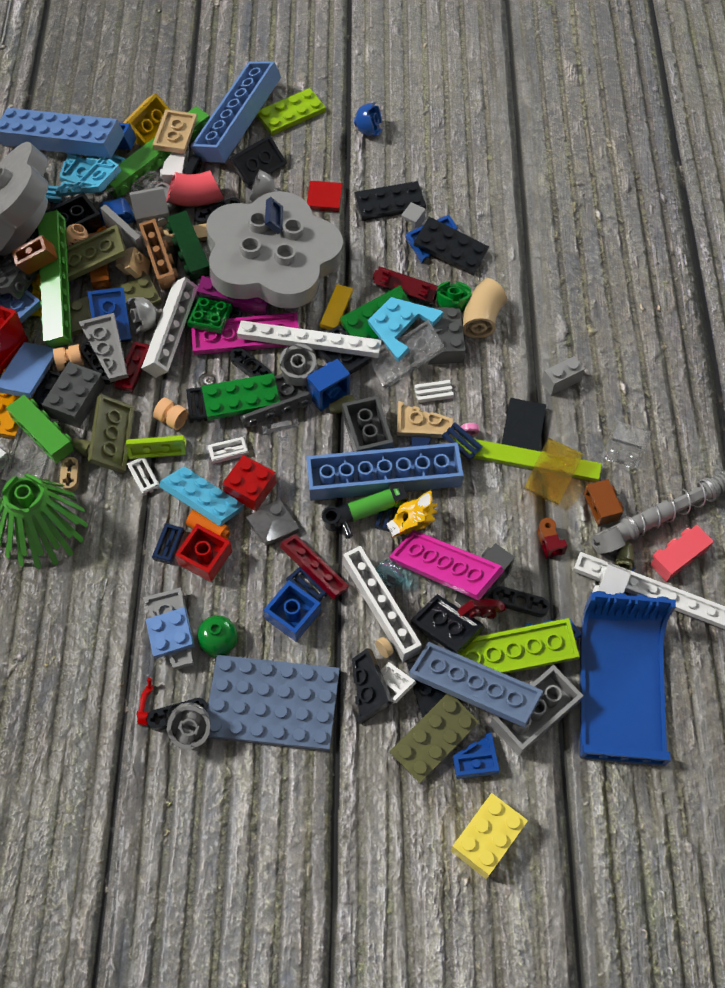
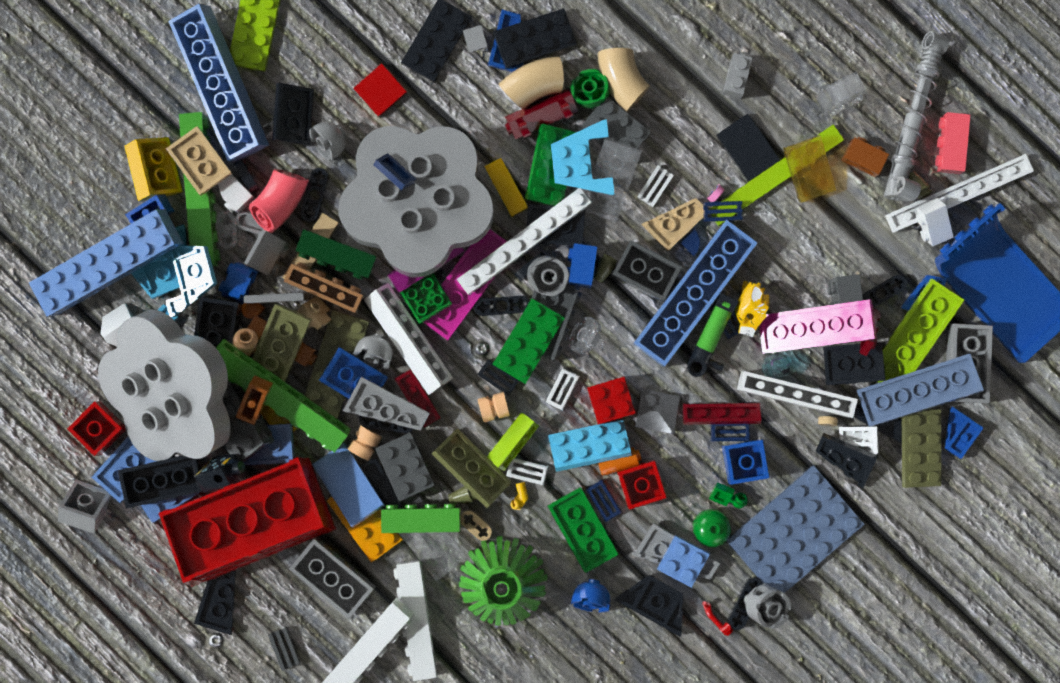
camera: 45 degrees left, 25 degrees up
(80, 591) = (591, 596): none -> blue cylinder
(118, 645) = (655, 602): none -> black wing
(120, 487) = (521, 498): none -> yellow arm
(130, 546) = (582, 530): none -> green plate
(251, 621) = (724, 494): none -> green plate
(422, 261) = (534, 81): none -> tan brick
(488, 835) = (1016, 475): light yellow brick -> none
(549, 539) = (855, 225): leg -> none

